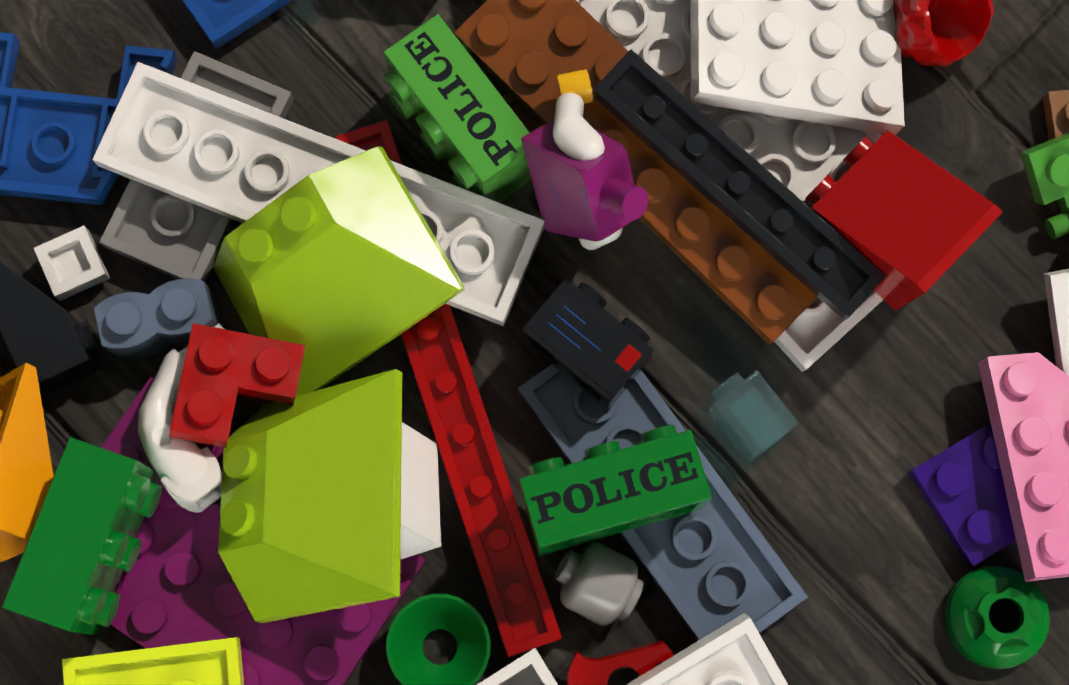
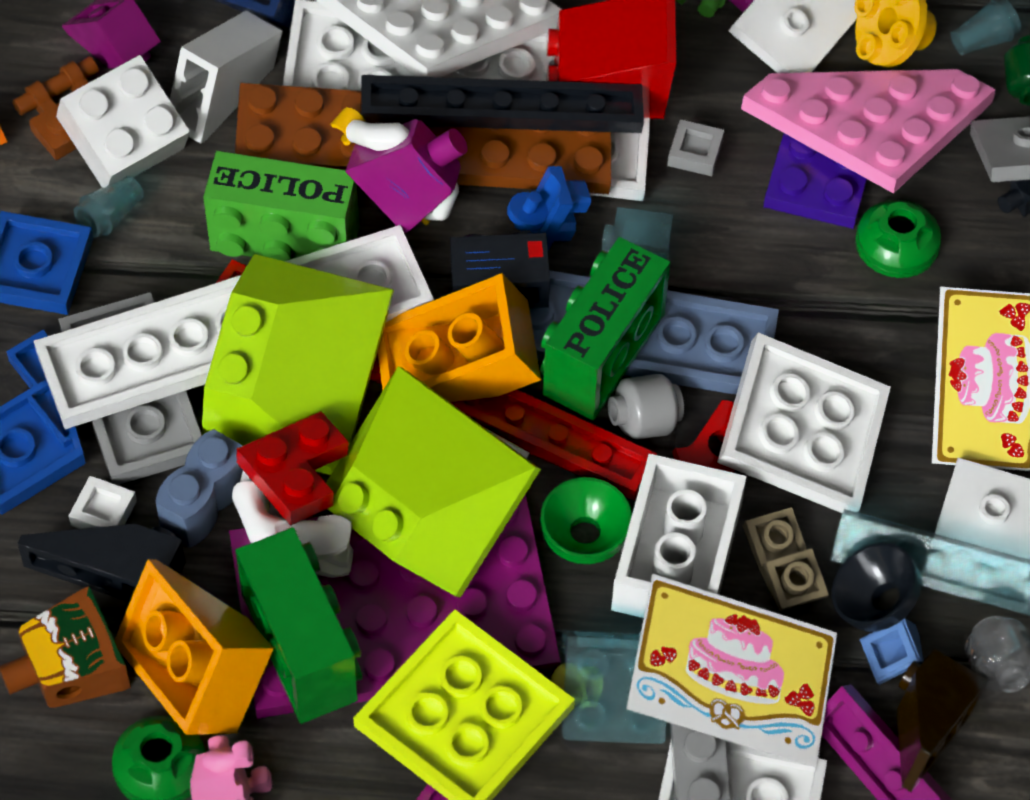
camera: 45 degrees left, 20 degrees down
(484, 388) = (465, 342): none -> light orange slope
(694, 316) = (550, 206): none -> blue hips
(899, 364) = (695, 147): none -> light grey plate

